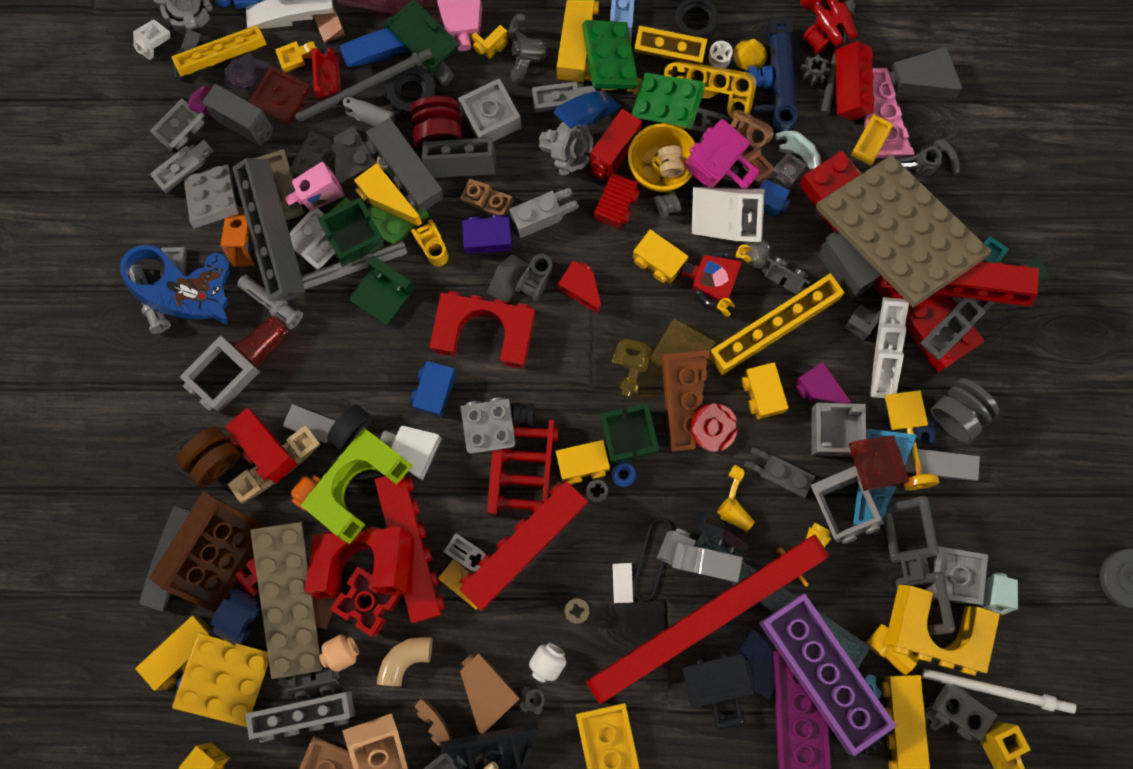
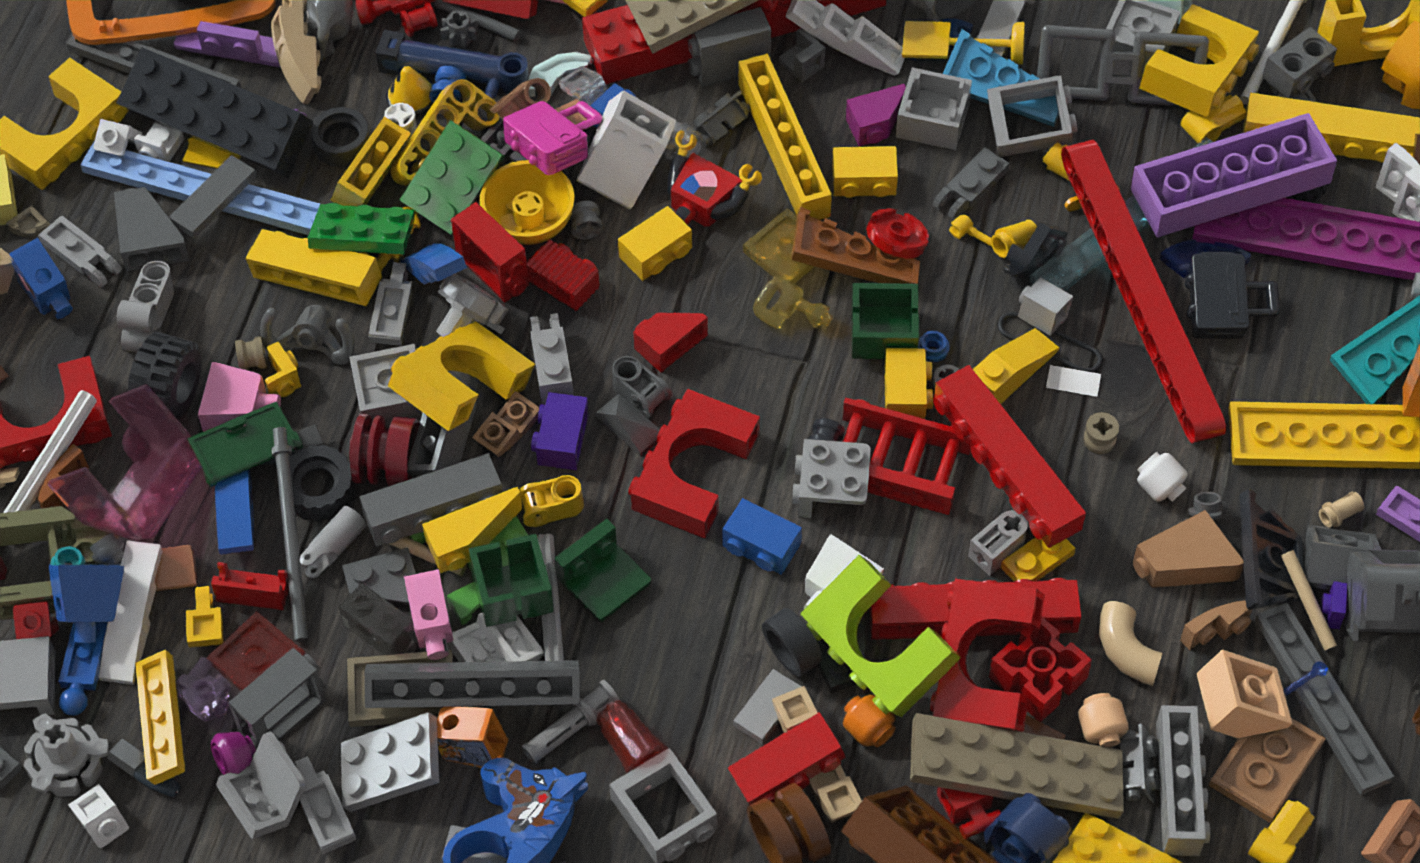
camera: 80 degrees left, 20 degrees down
(499, 16) = (251, 353): none -> dark tan wheel
(531, 156) = (471, 349): none -> yellow arch
(619, 535) = (1015, 363): none -> yellow slope
(670, 160) = (541, 183): tan wheel -> none
(707, 562) = (1073, 265): light grey piece -> none
(878, 463) = (989, 67): clear red tile -> none

